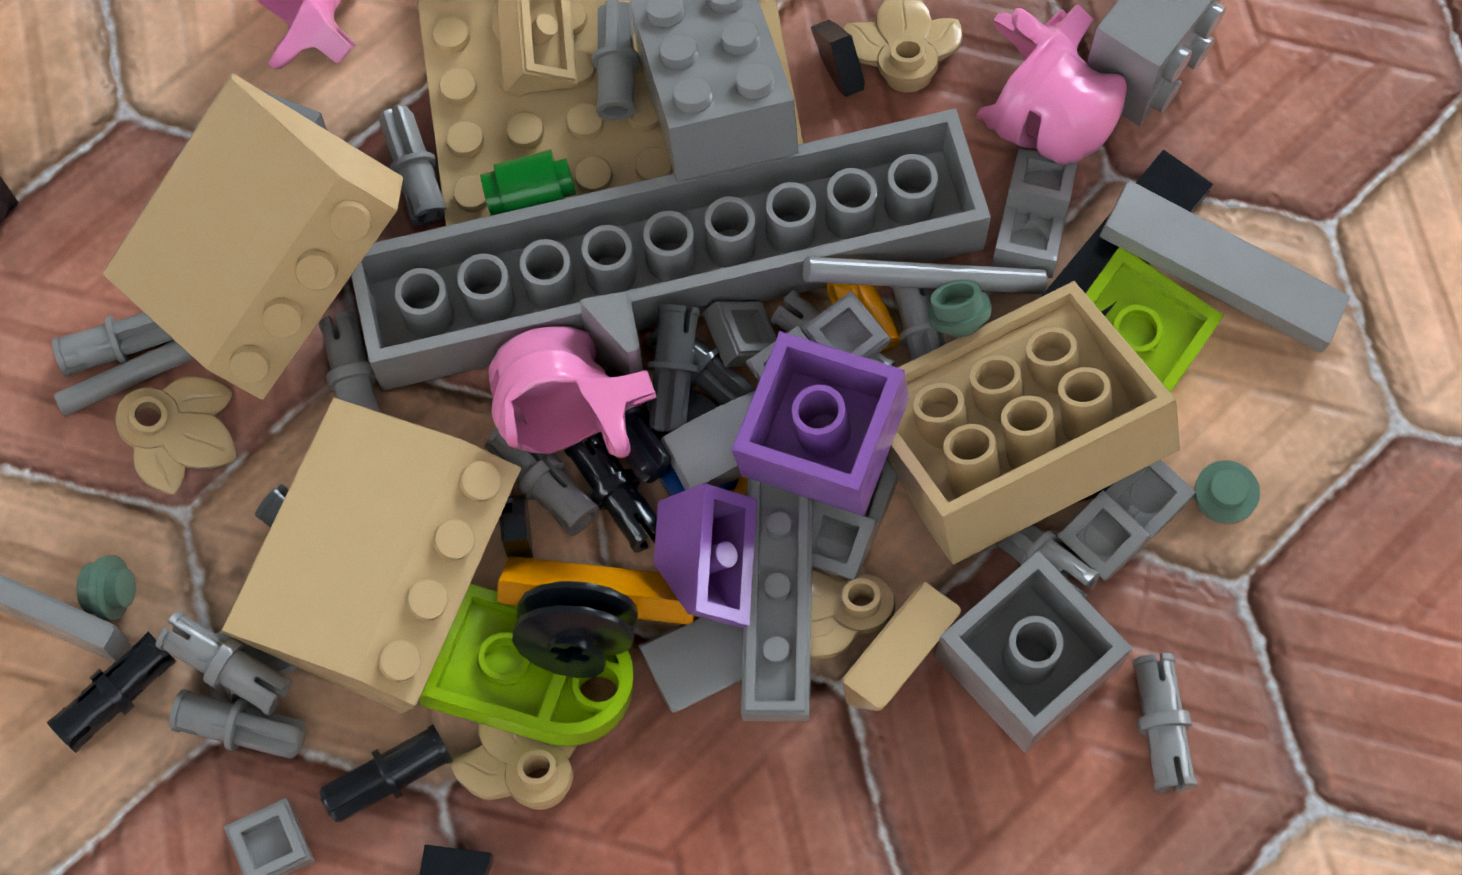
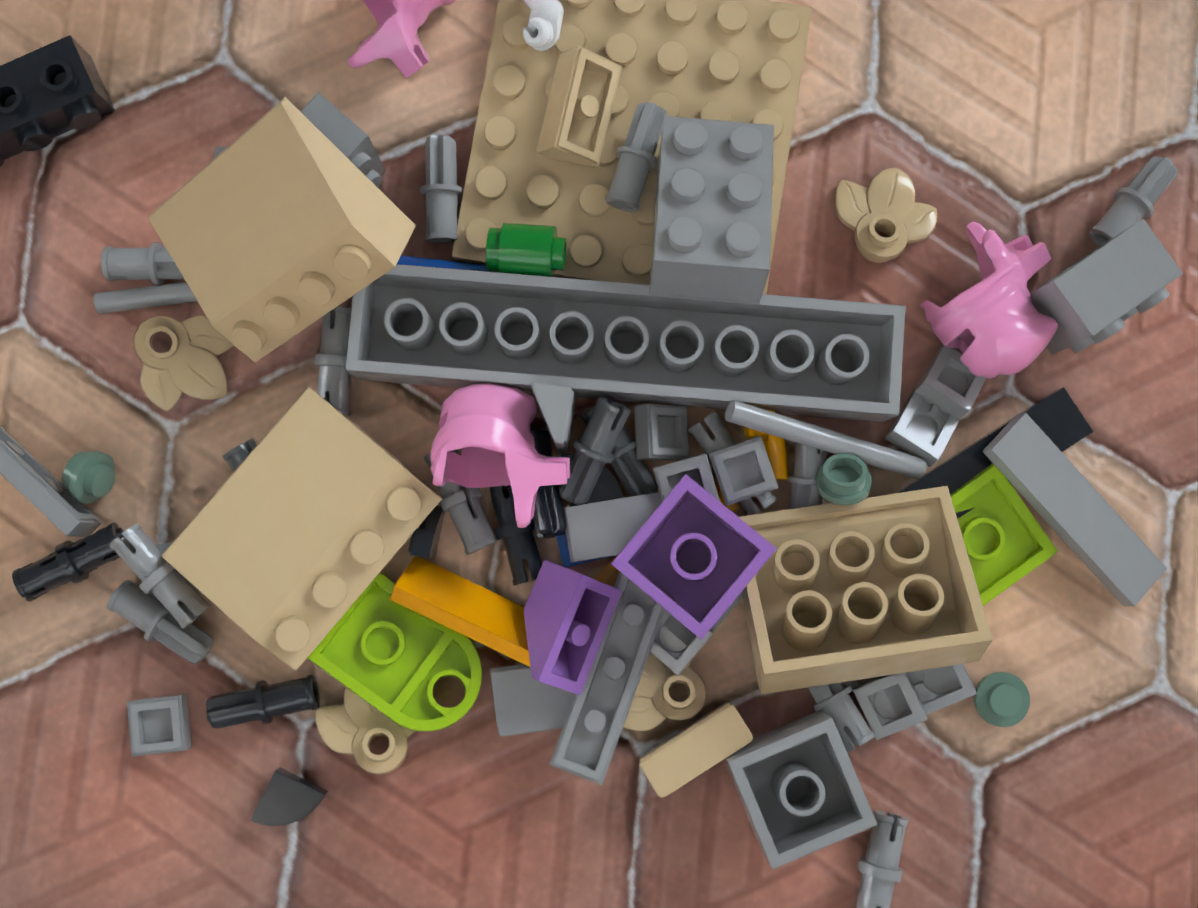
camera: 10 degrees right, 15 degrees up
(573, 627) = (438, 650): black piece -> none
(839, 56) = (826, 210): black tile -> none

